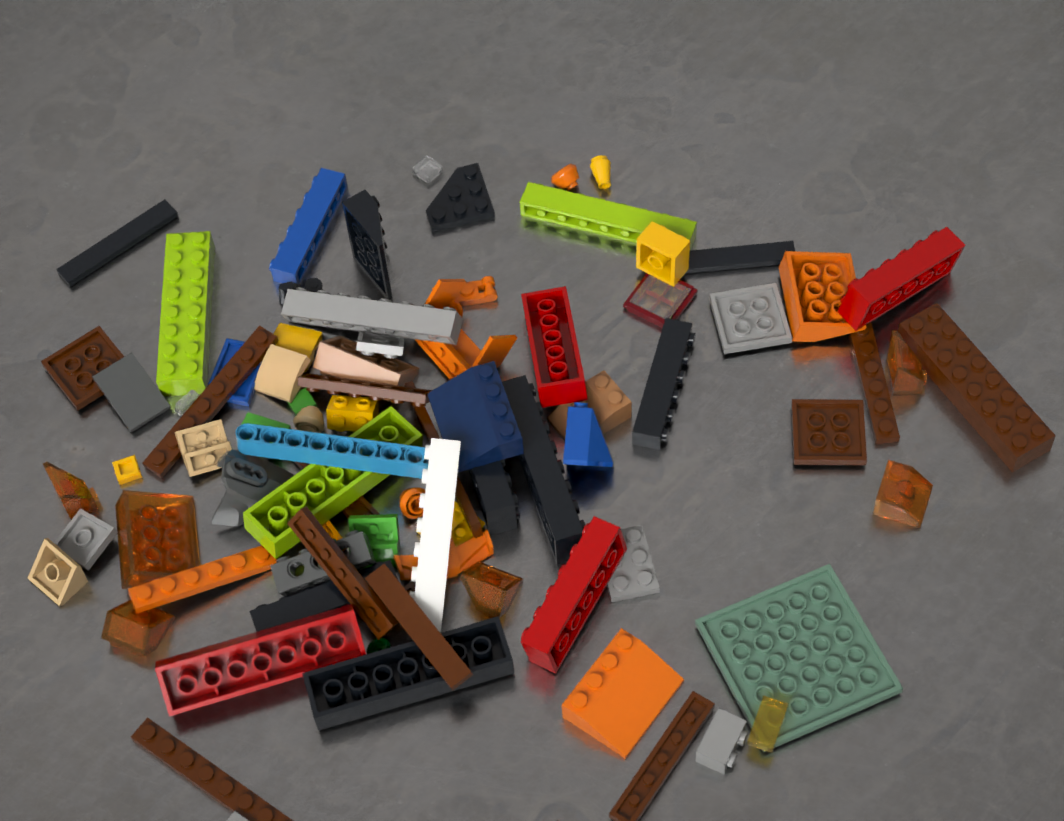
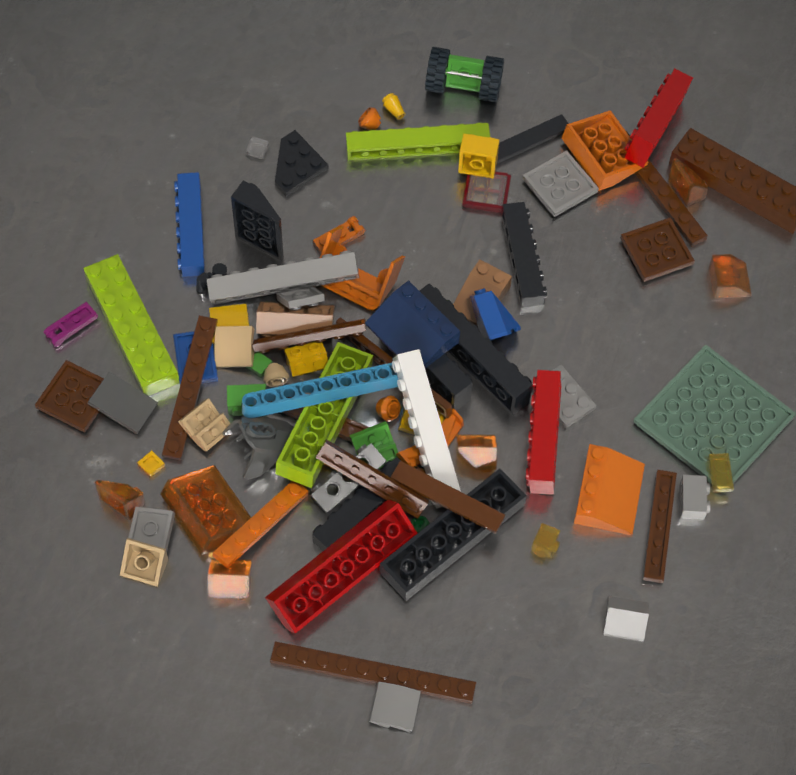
camera: 30 degrees left, 5 degrees up
(117, 243) = (39, 288): black tile -> none
(126, 290) = (70, 324): none -> magenta plate
(185, 402) = (171, 395): clear tile -> none
(514, 724) = (546, 541): none -> clear yellow brick
(554, 347) = (435, 254): red brick -> none
(715, 167) = (464, 74): none -> plate

